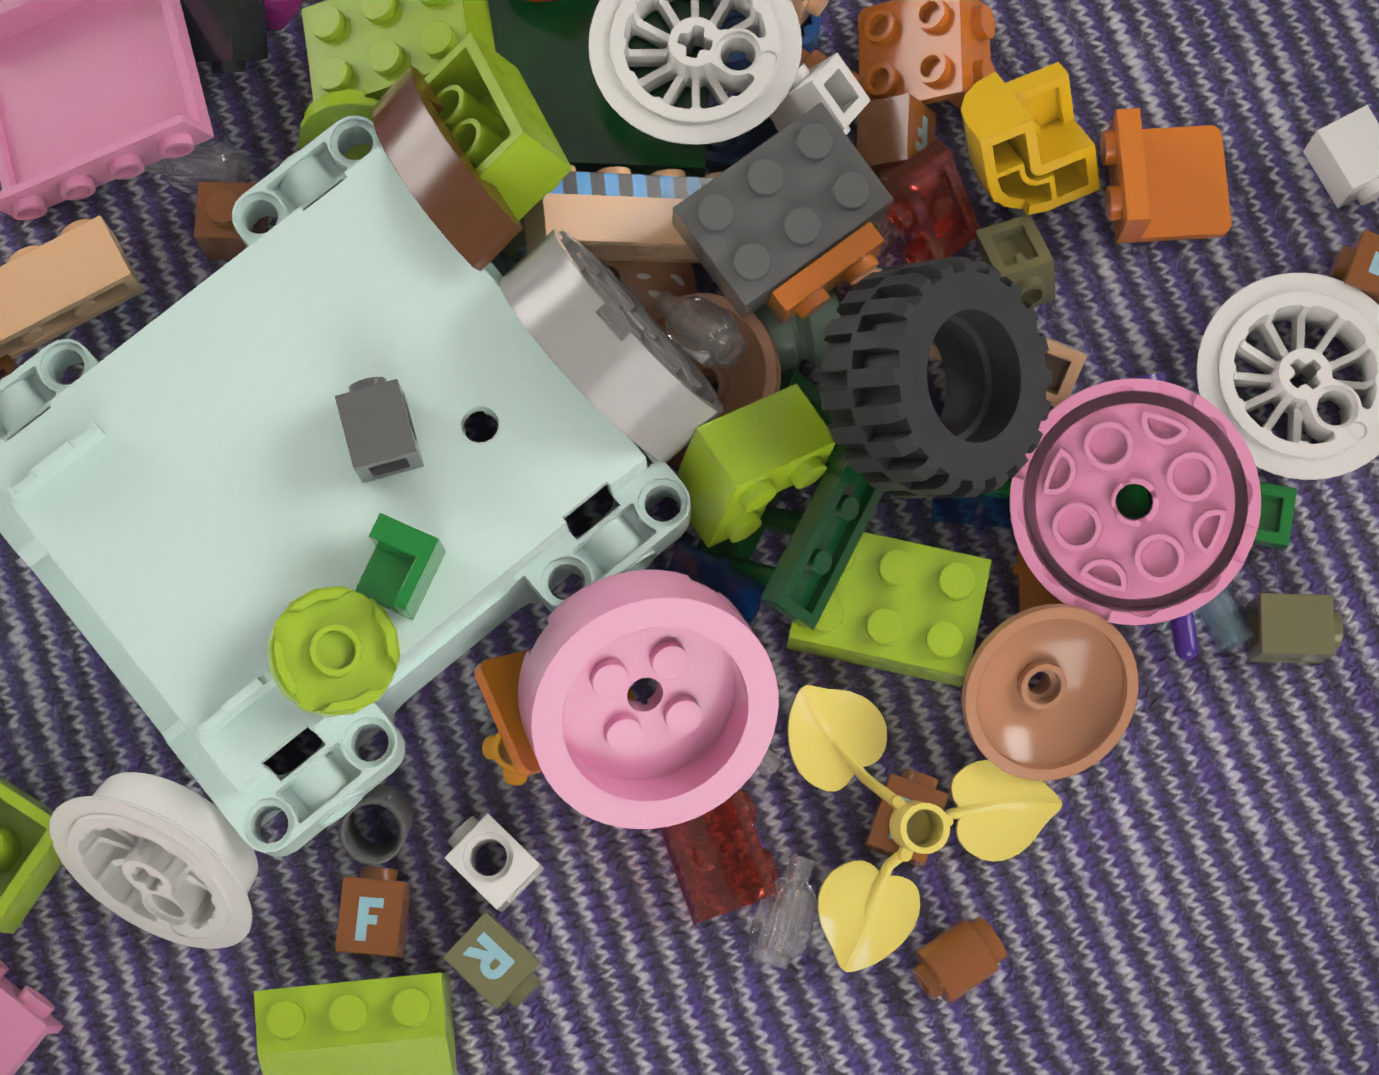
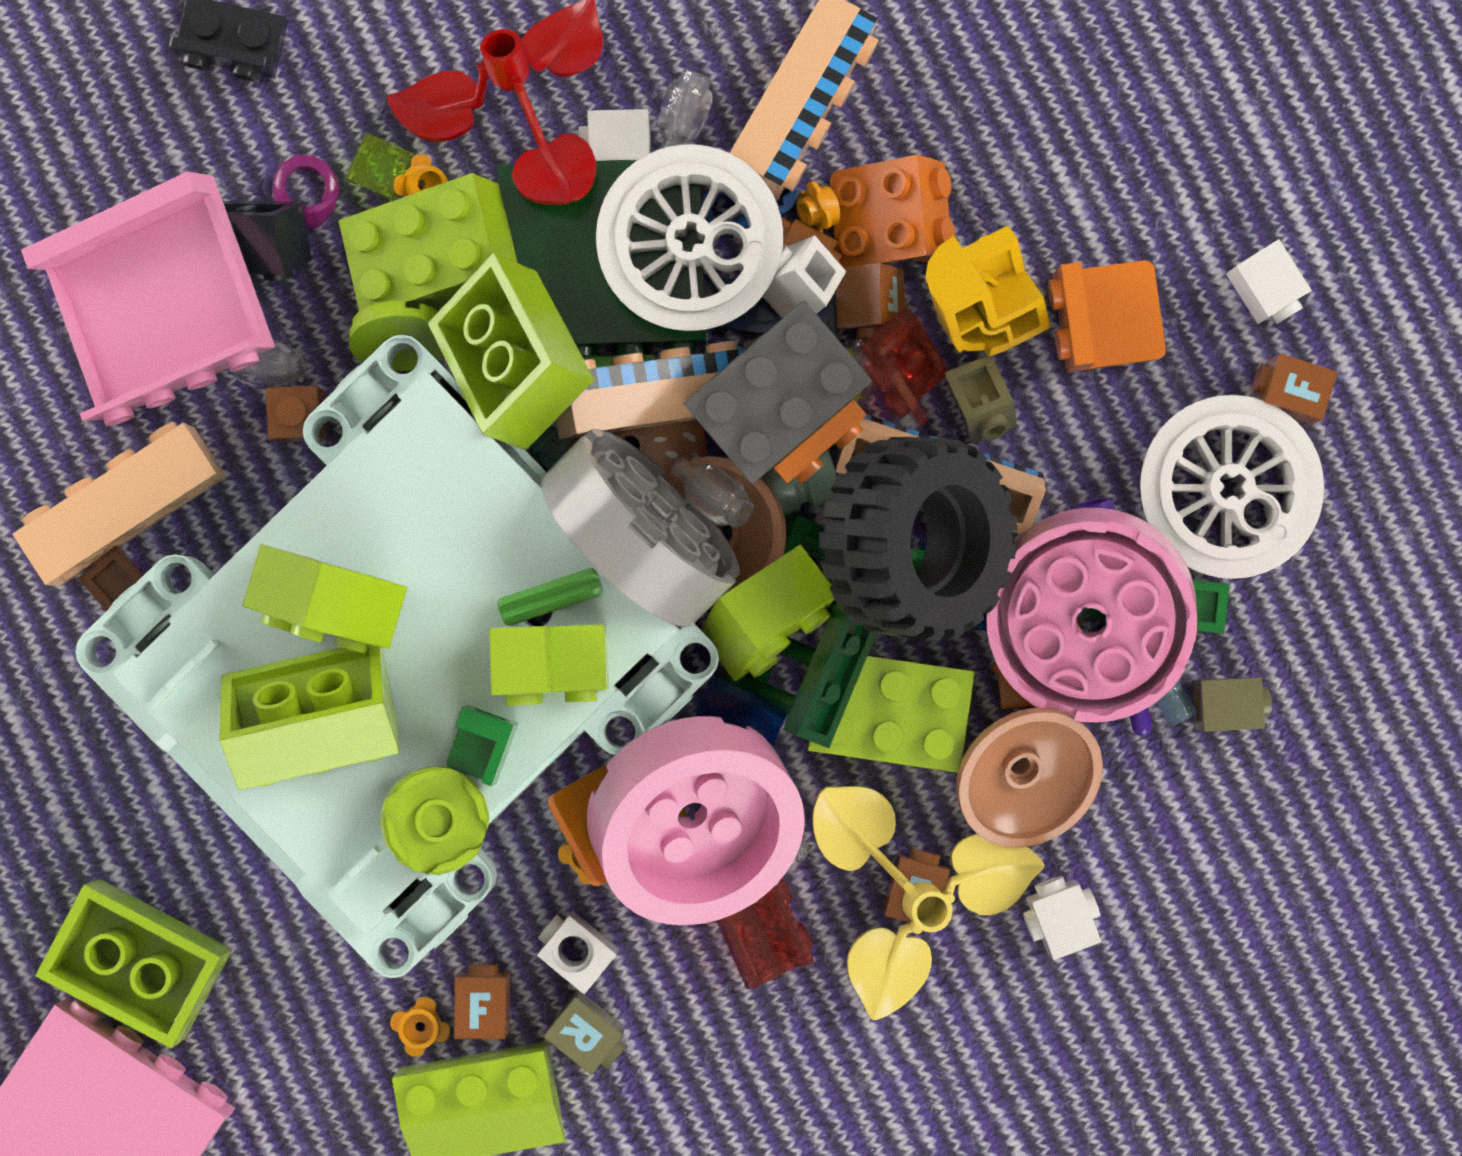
camera: 10 degrees left, 10 degrees up
(159, 859) = (302, 979): white piece -> none
(196, 516) = (307, 716): none -> lime slope
(234, 374) = (323, 598): none -> lime brick
(279, 938) = (415, 1040): none -> light orange plate
(365, 850) = (484, 951): dark grey piece -> none
(378, 429) = (452, 627): dark grey brick -> none
(439, 173) = (476, 390): reddish brown slope -> none
(485, 471) = (548, 660): none -> lime brick
(497, 404) = (549, 596): none -> bright green axle
(785, 919) = (822, 982): clear plant -> none
(844, 37) = (818, 206): none -> light orange plate
(958, 960) = (966, 1000): dark orange brick -> none
(1081, 866) = (1062, 917): none -> white brick

